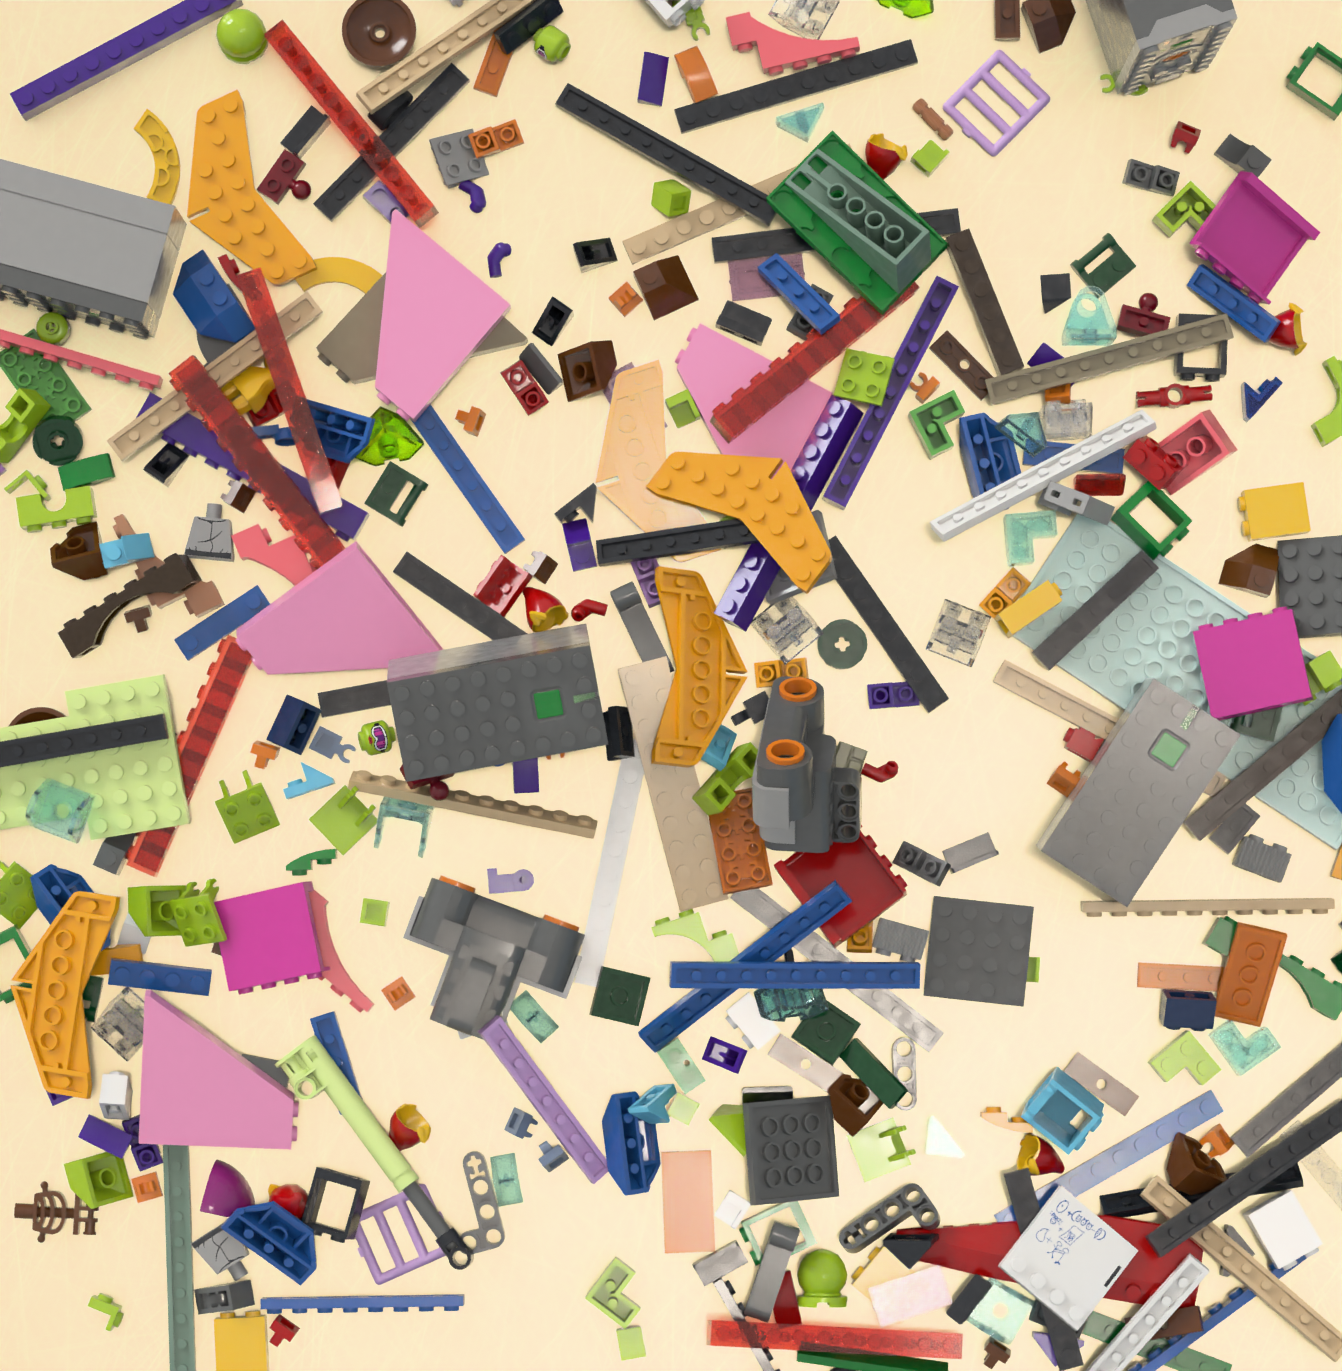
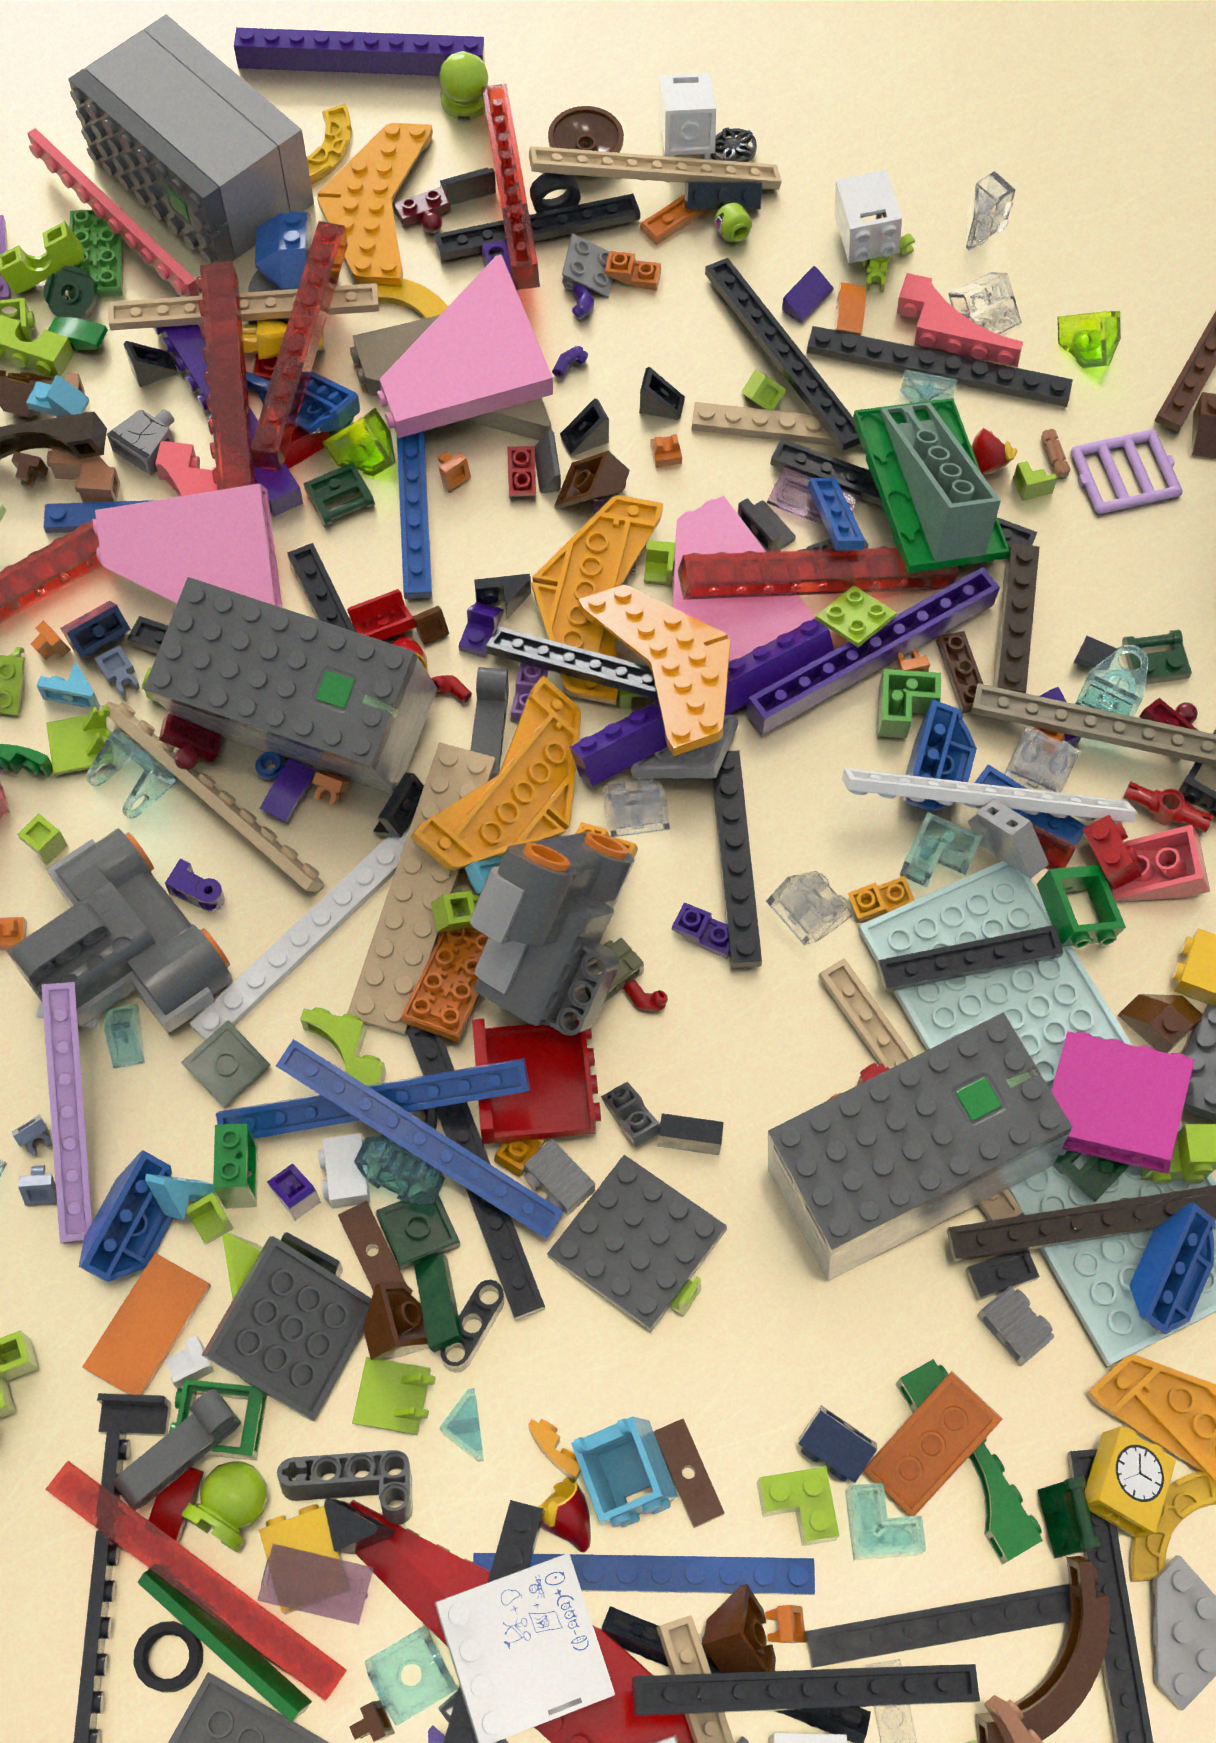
camera: 30 degrees right, 20 degrees down
(61, 329) = (138, 208): lime head -> none
(238, 496) = (194, 420): reddish brown tile -> none
(665, 286) = (710, 456): reddish brown slope -> none
(853, 653) = (686, 869): plate -> none
(969, 1299) = (381, 1633): black slope -> none
(1024, 431) = (991, 747): clear light blue slope -> none
(1029, 608) = (899, 911): yellow brick -> none
(1178, 976) = (847, 1403): orange tile -> none
(1218, 906) = (937, 1348): tan plate -> none

